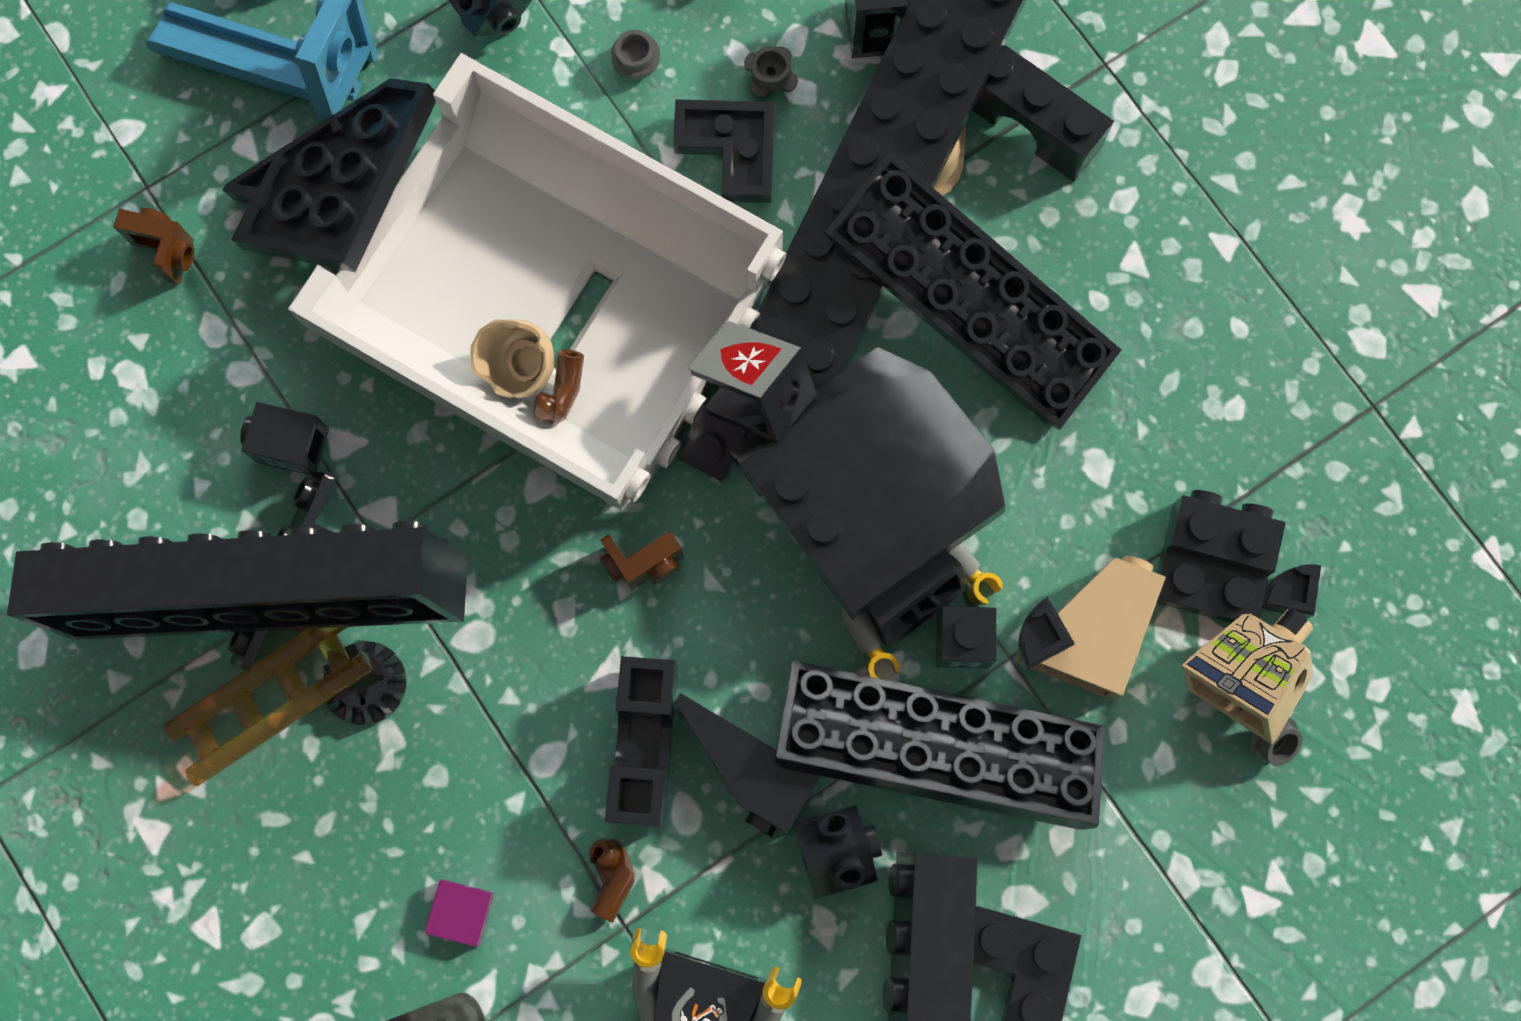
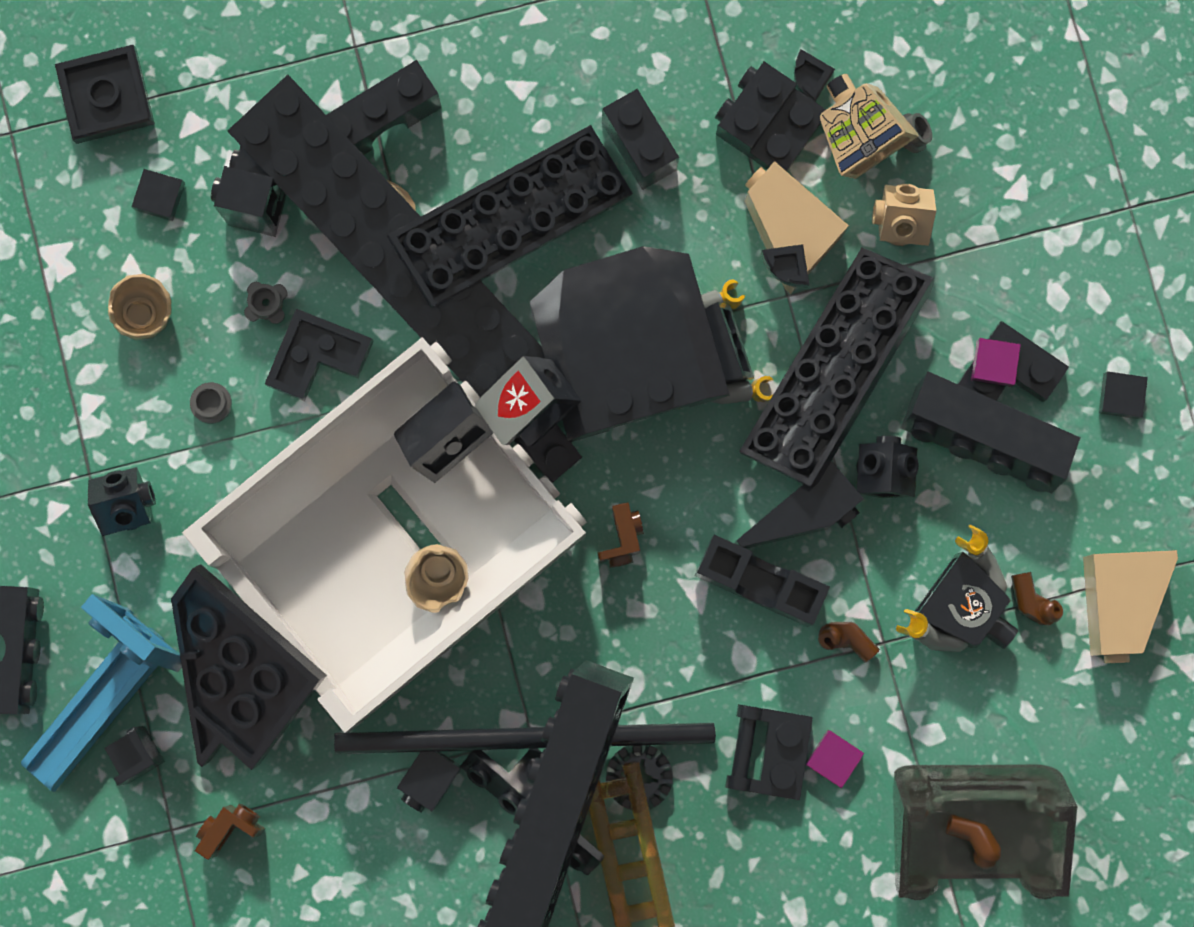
camera: 75 degrees left, 5 degrees up
(213, 116) = (134, 755): none -> black panel
(355, 511) = (511, 738): none -> black piece
(444, 846) = (782, 755): none -> black plate
(566, 388) = (483, 558): reddish brown arm -> none
(680, 300) = (442, 433): none -> black panel
(966, 637) = (765, 320): black brick -> none
(1023, 943) = (995, 362): none -> magenta tile
(1127, 411) = (639, 139): none -> black brick
(1165, 763) = (905, 215): none -> tan brick

